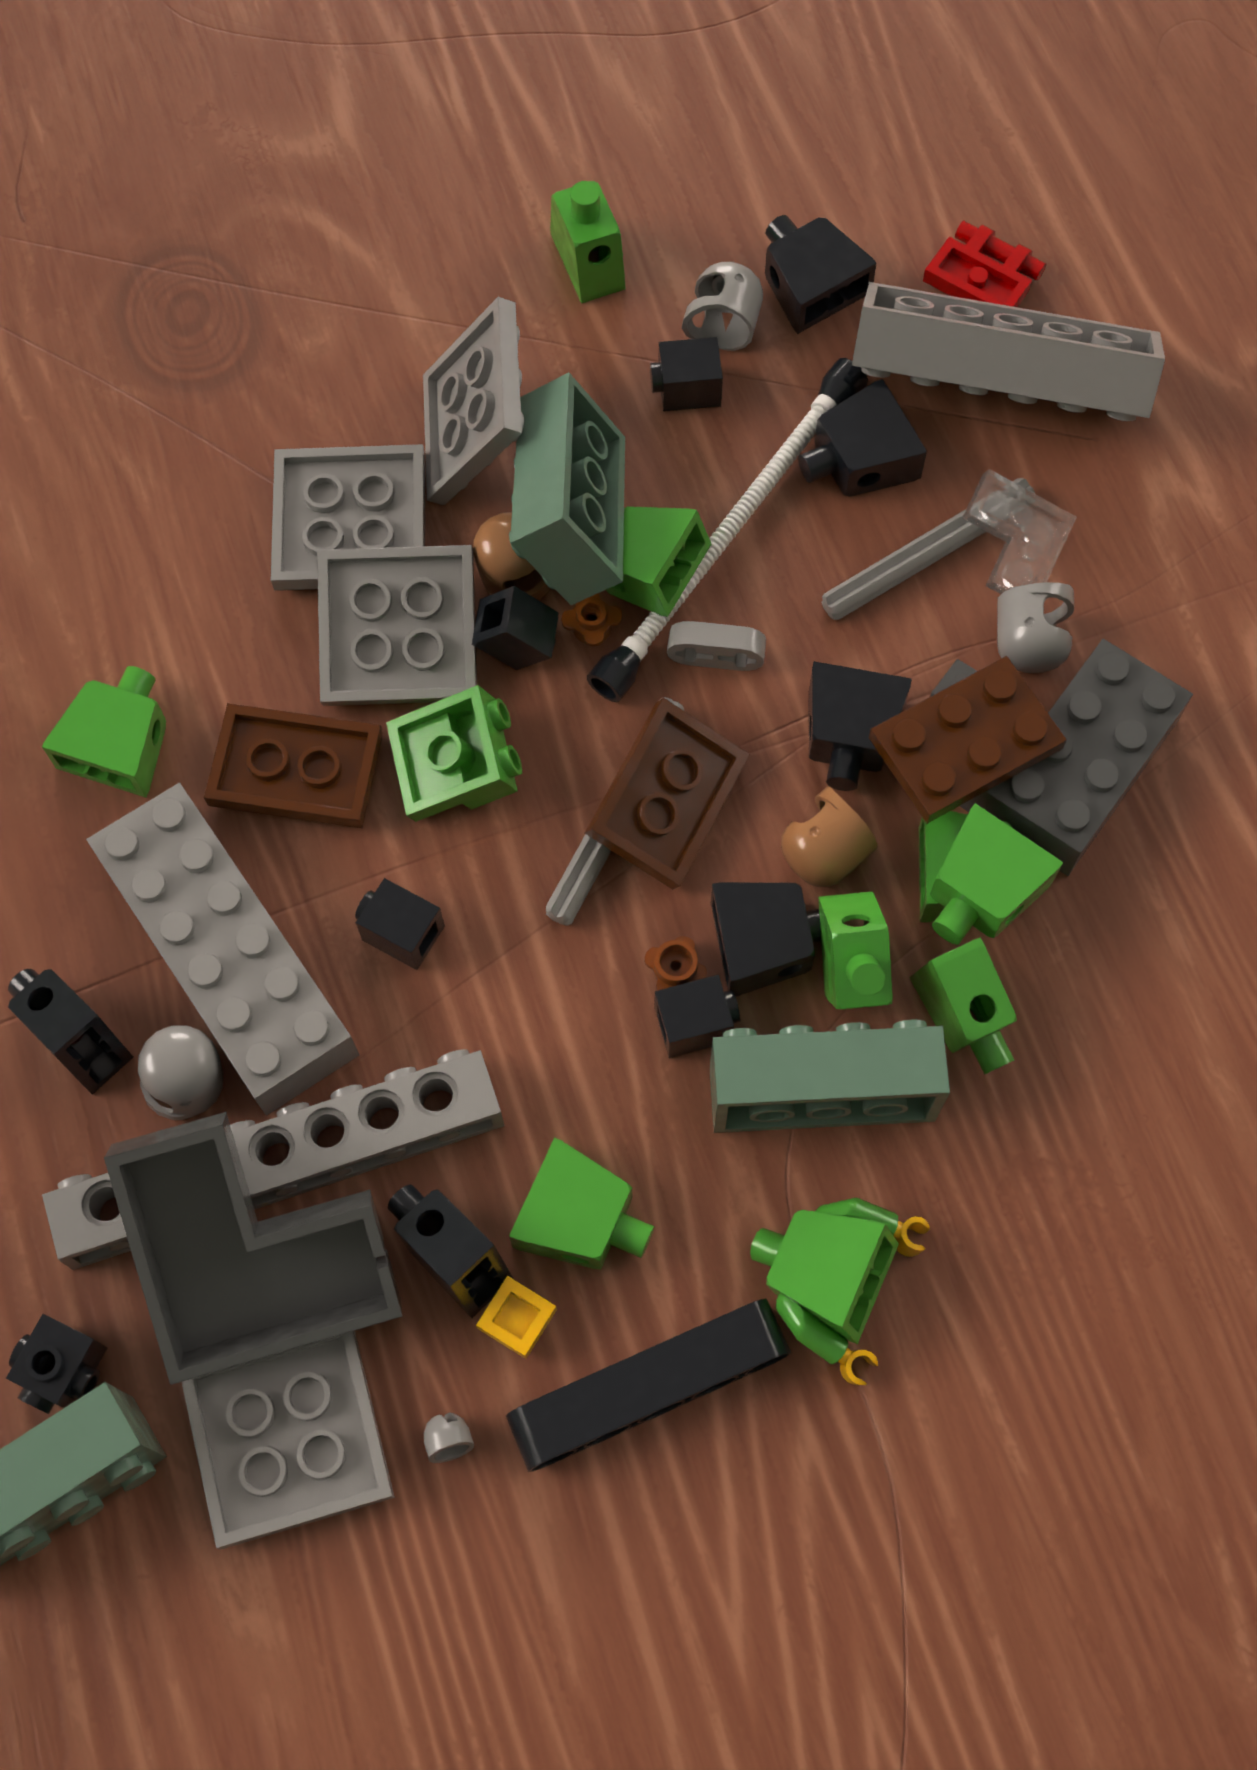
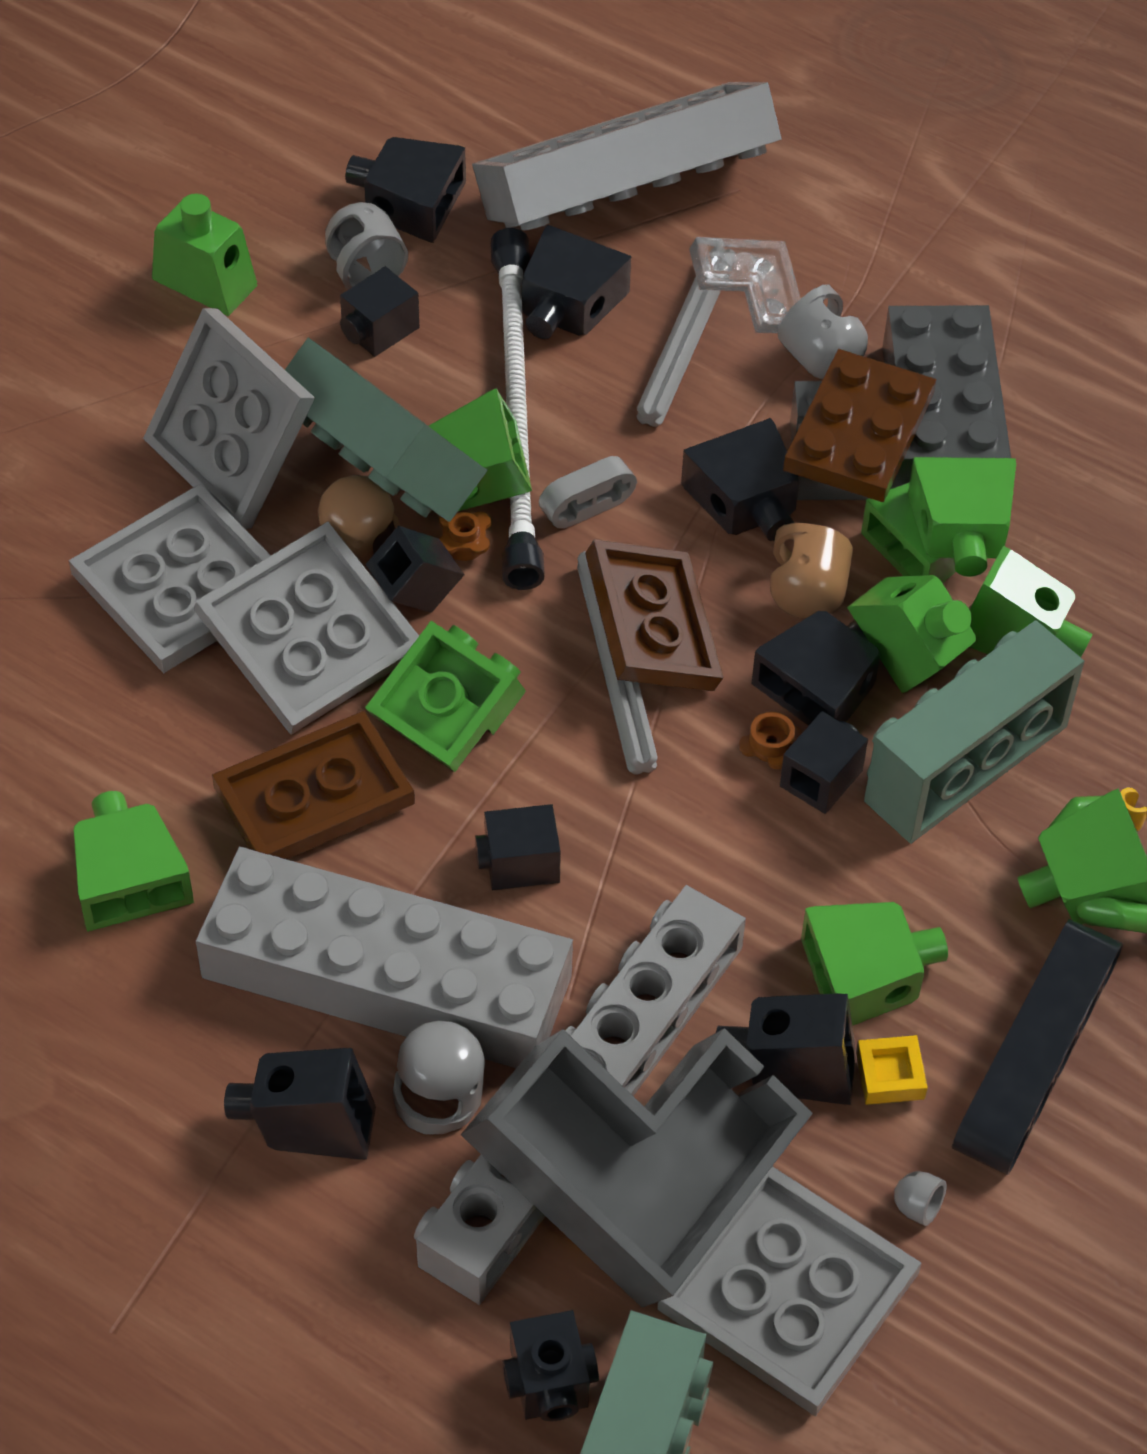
camera: 40 degrees left, 15 degrees down
(972, 275) = (542, 113): red plate -> none

